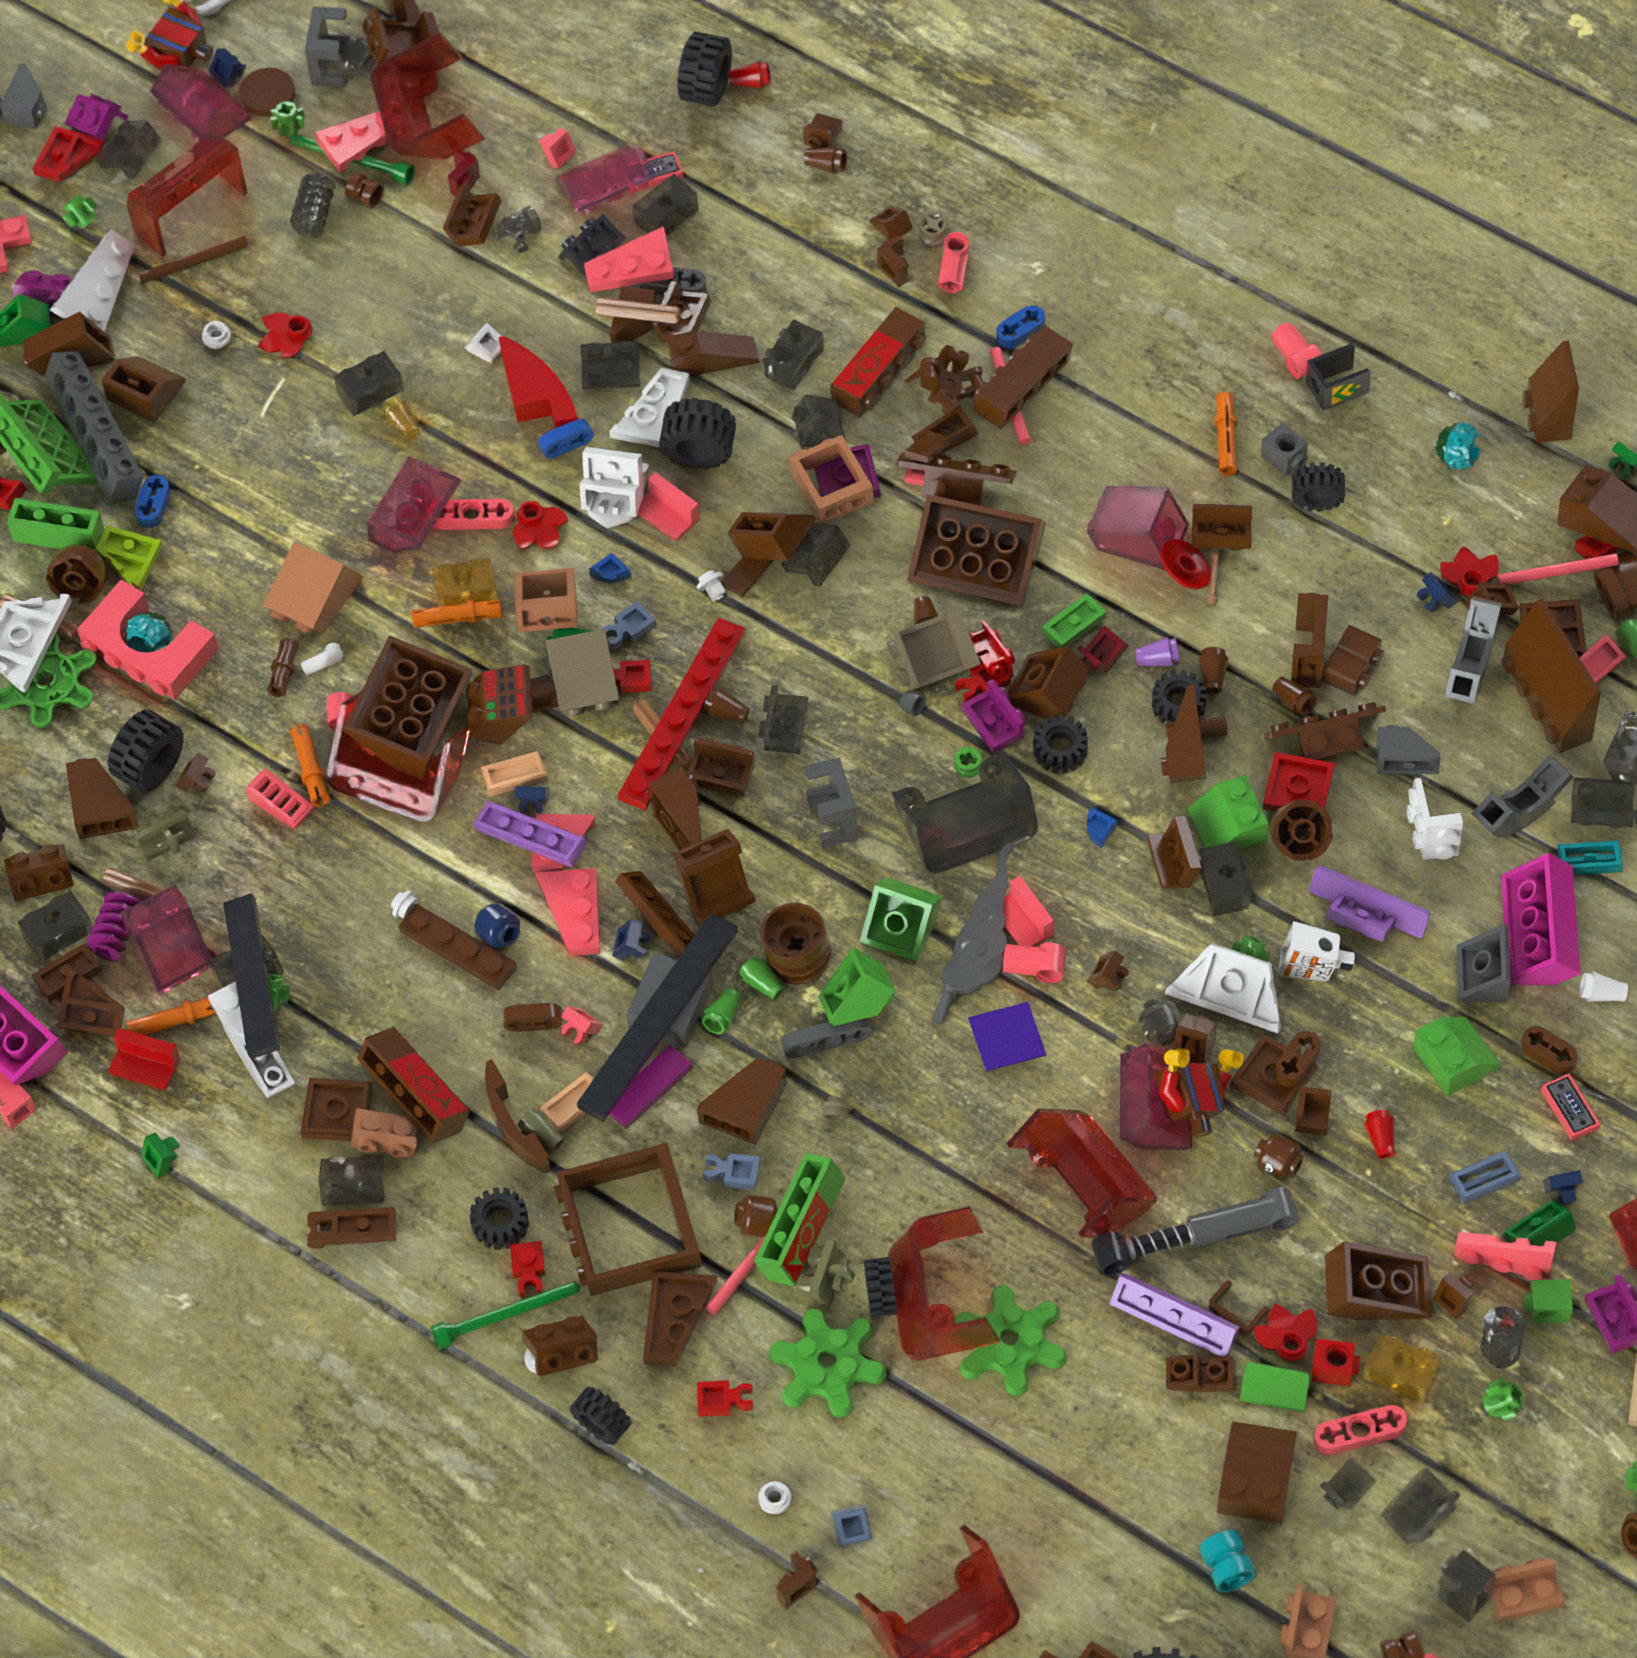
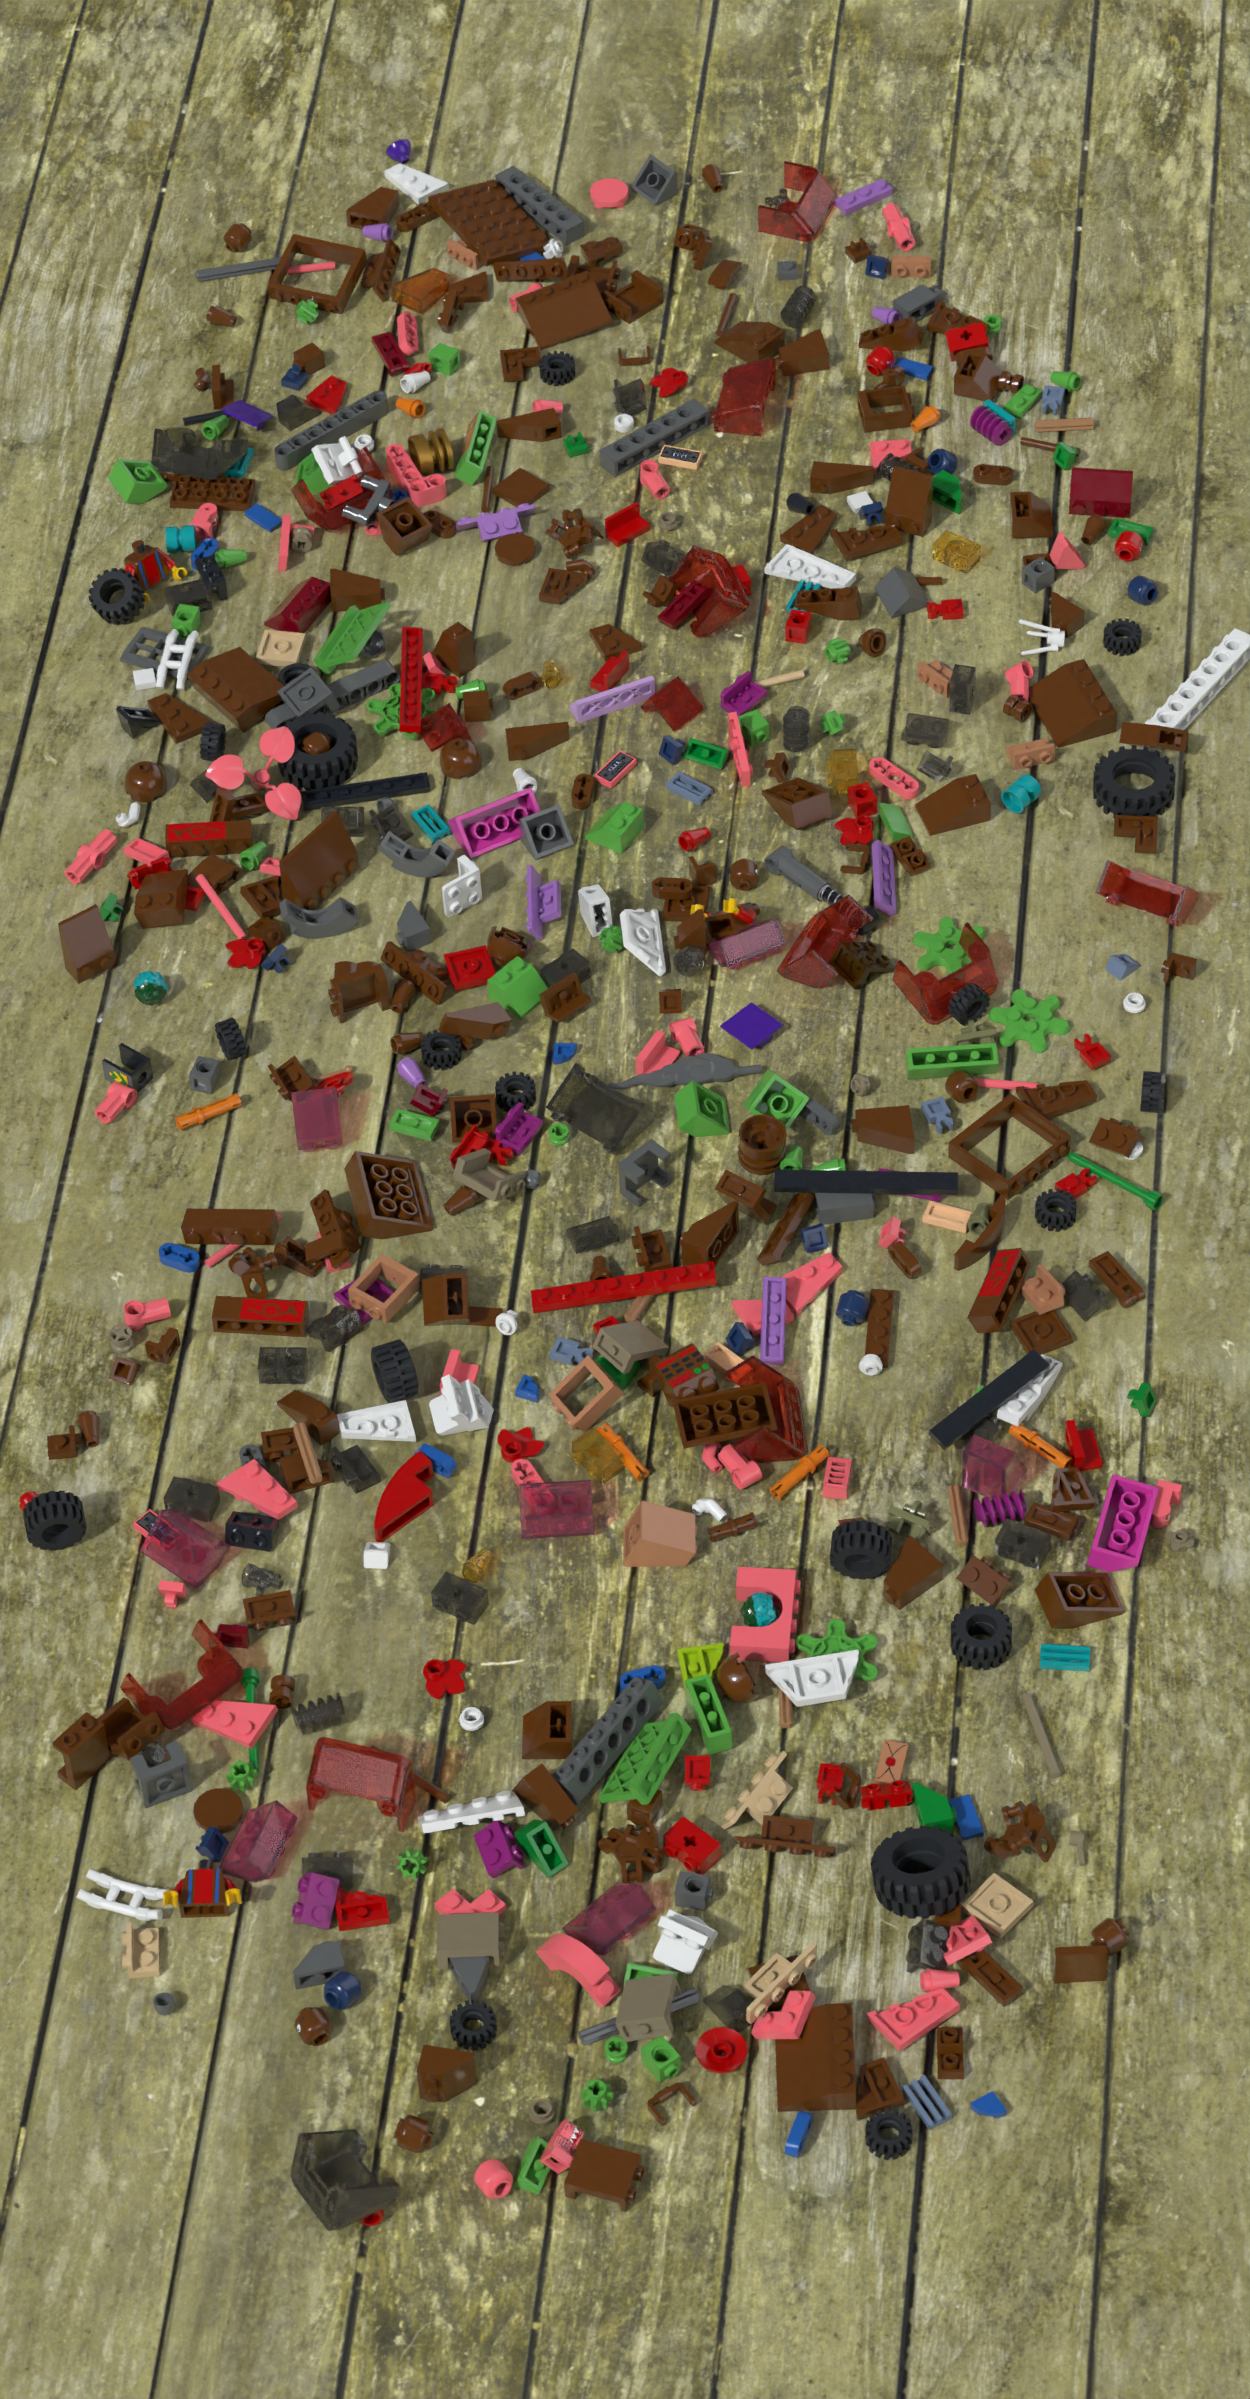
camera: 120 degrees left, 10 degrees down
(1041, 1219) = (857, 960): none -> dark brown bracket

